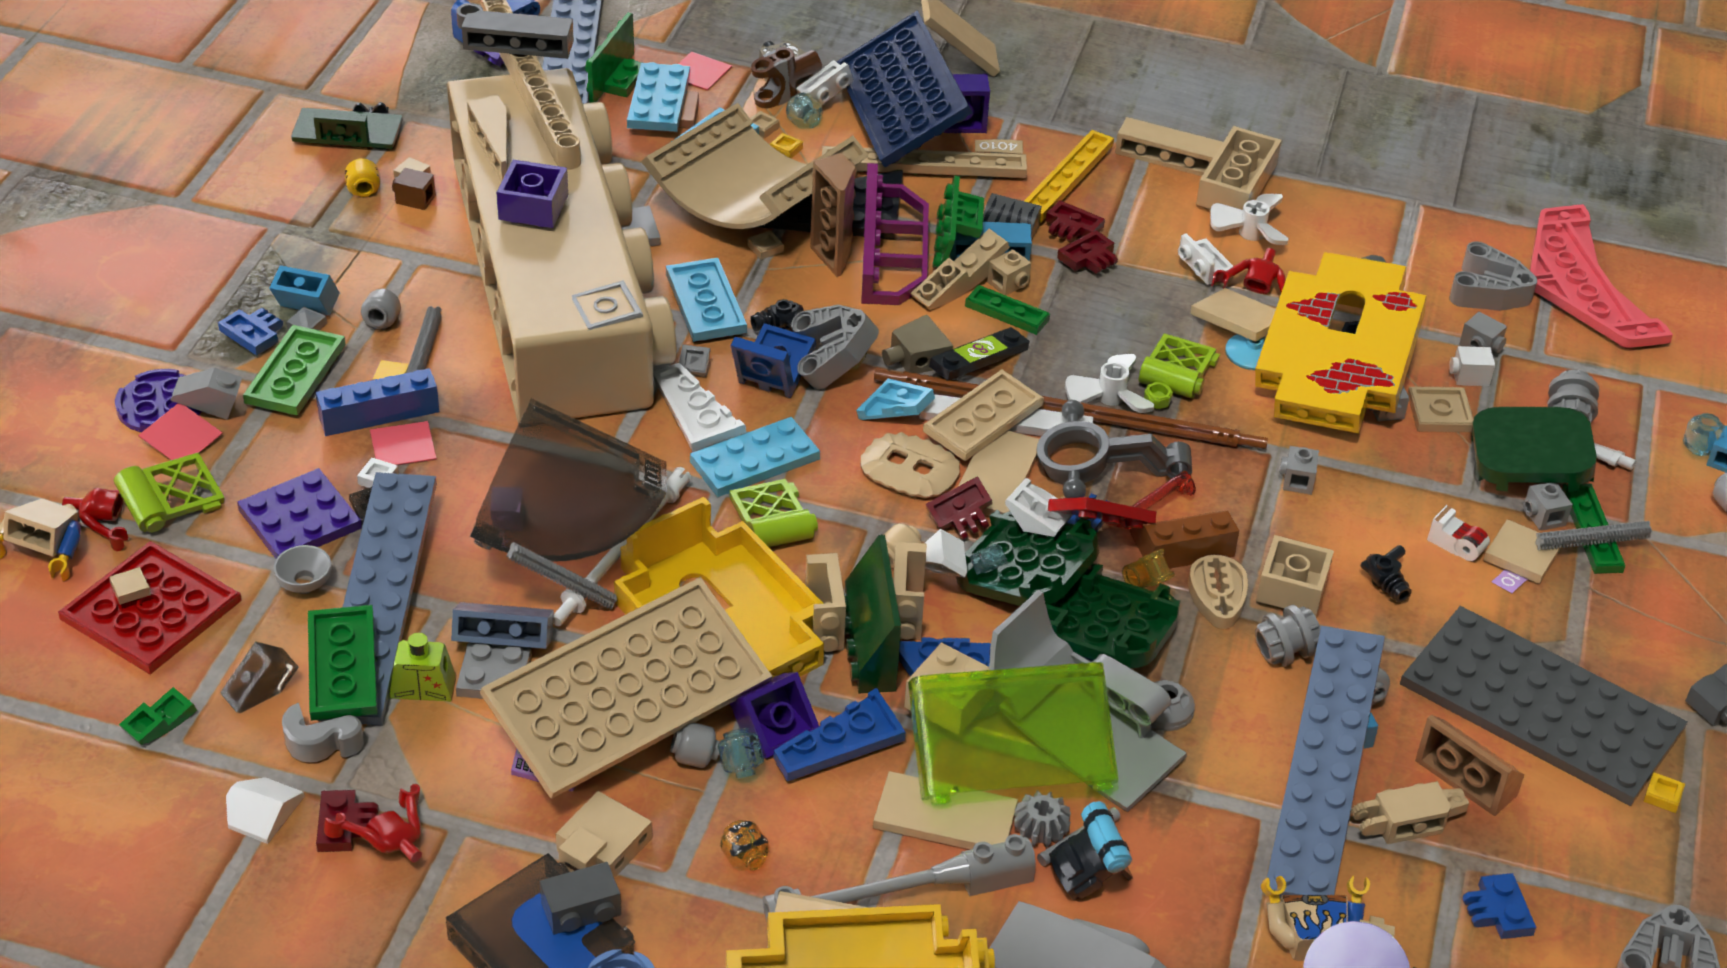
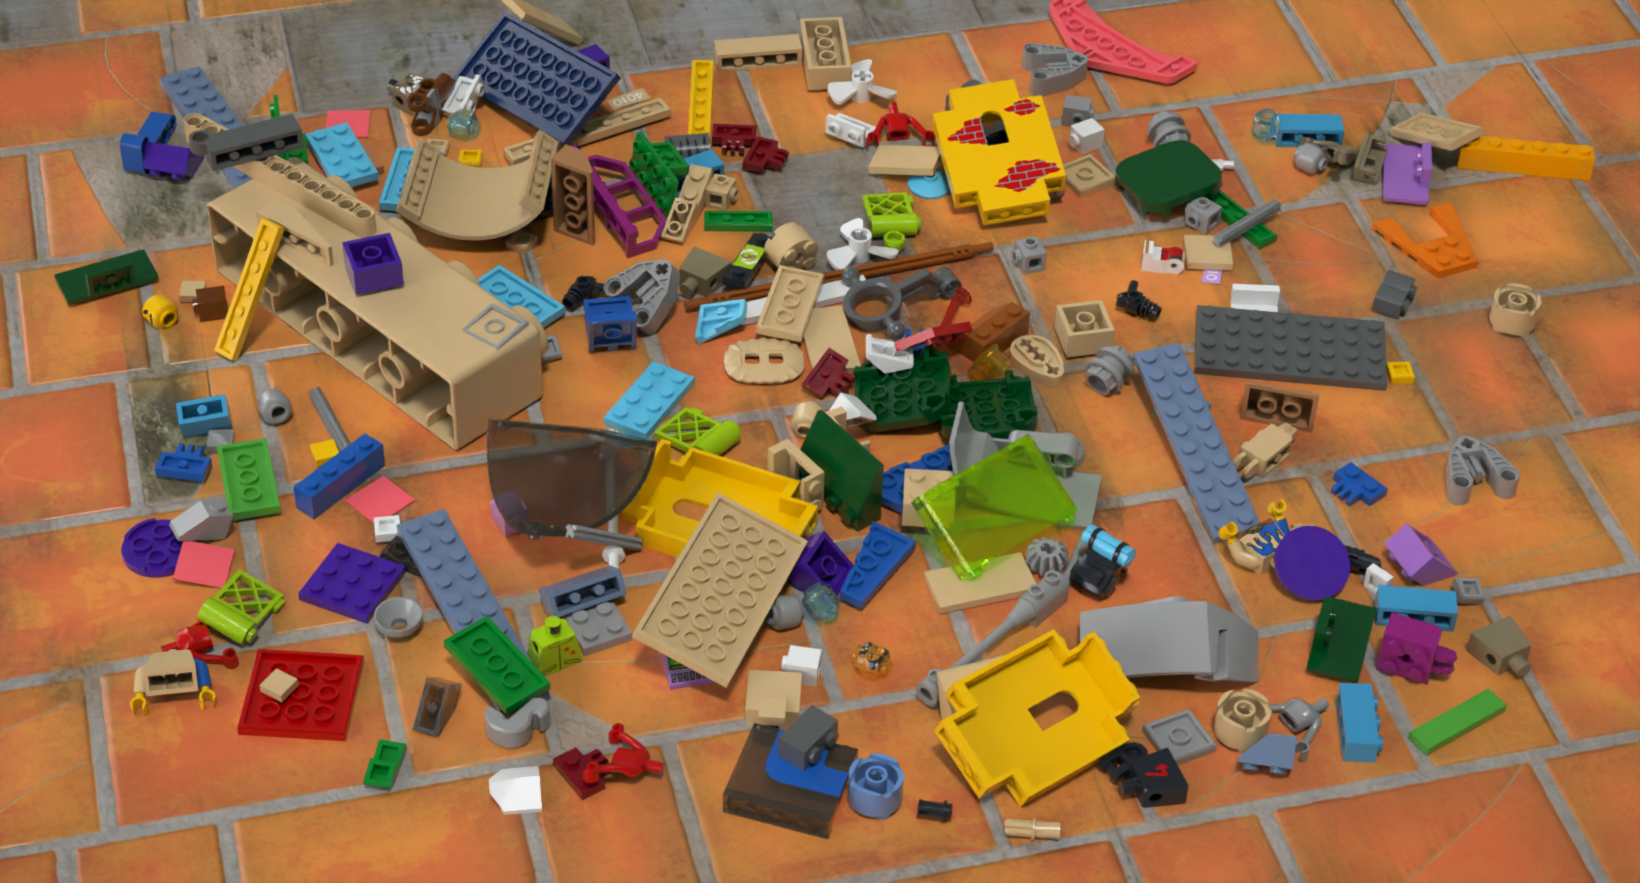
camera: 30 degrees left, 0 degrees up
(379, 108) = (120, 250): black piece -> none
(429, 180) = (249, 289): none -> yellow plate
(667, 812) = (803, 660): none -> white brick
(696, 410) = (583, 386): white wing -> none
(988, 559) = (882, 401): clear light blue piece -> none
(1031, 356) = (792, 247): none -> tan brick
(1539, 626) = (1255, 297): none -> white panel

